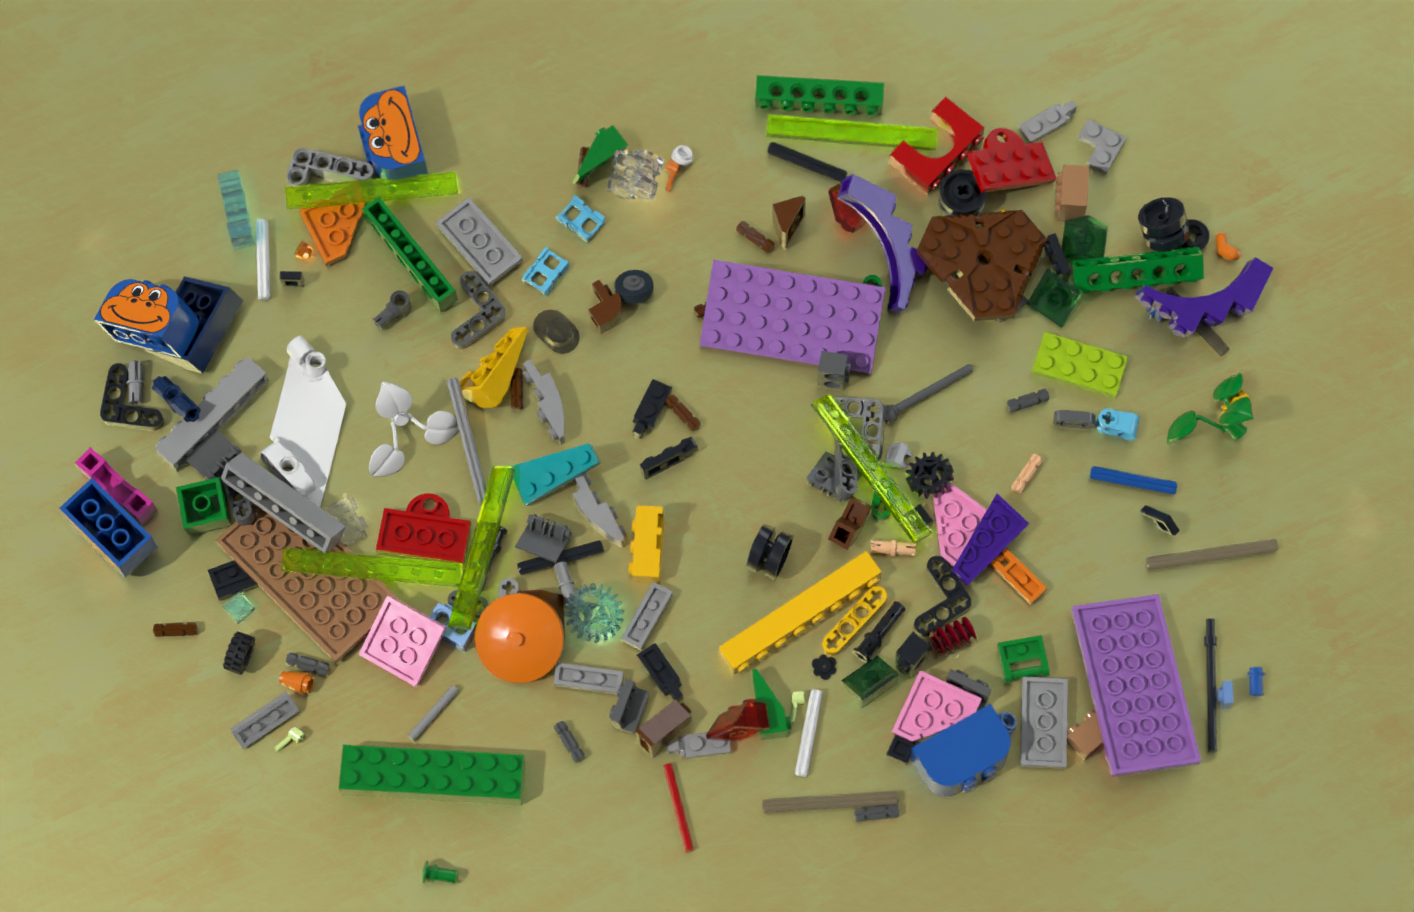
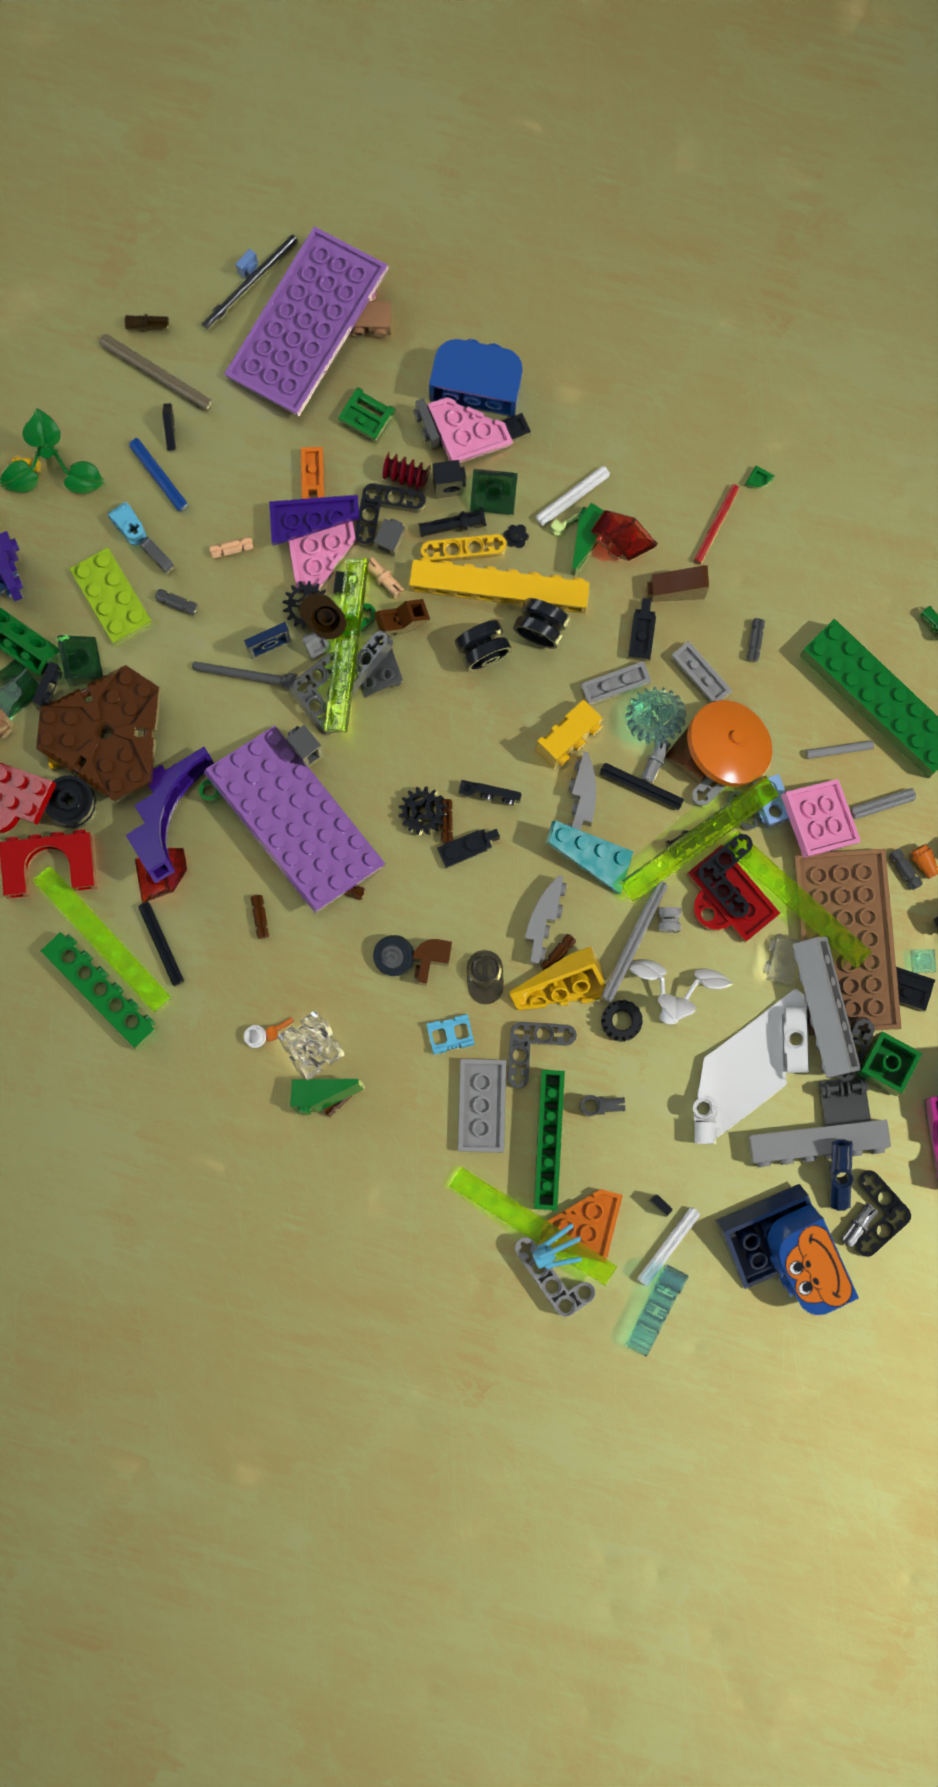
camera: 145 degrees left, 10 degrees up
(303, 251) = (631, 1224): clear orange hinge -> none
(342, 172) = (545, 1255): none -> medium azure plant
(365, 699) = (883, 803): none -> light grey axle
(391, 135) = (477, 1257): brick -> none
(424, 368) = (613, 1032): none -> black tyre
(447, 539) = (718, 871): none -> black beam
(454, 477) = (670, 919): none -> light grey wheel
(544, 539) = (644, 808): dark grey hinge -> none
(586, 213) = (390, 1053): medium azure piece -> none
(629, 707) = (690, 622): dark grey bracket -> none
(677, 873) = (759, 478): none -> green tile
(698, 406) = (426, 803): none -> black gear
(698, 746) = (664, 557): light grey hinge -> none
(741, 605) = (541, 623): none -> black wheel
(787, 218) = (224, 900): reddish brown slope -> none
(830, 801) = (602, 433): dark tan axle -> none
(876, 813) = (576, 397): dark grey axle -> none
(905, 468) = (323, 616): none -> dark brown piece
(916, 579) = (389, 536): none -> dark grey brick
(931, 421) = (267, 640): none -> dark blue tile
(1008, 720) = (422, 379): medium blue plate -> none
(1044, 722) = (395, 356): light grey plate -> none
(1256, 584) = (146, 322): none -> dark brown axle
(1256, 681) = (215, 256): blue pin -> none

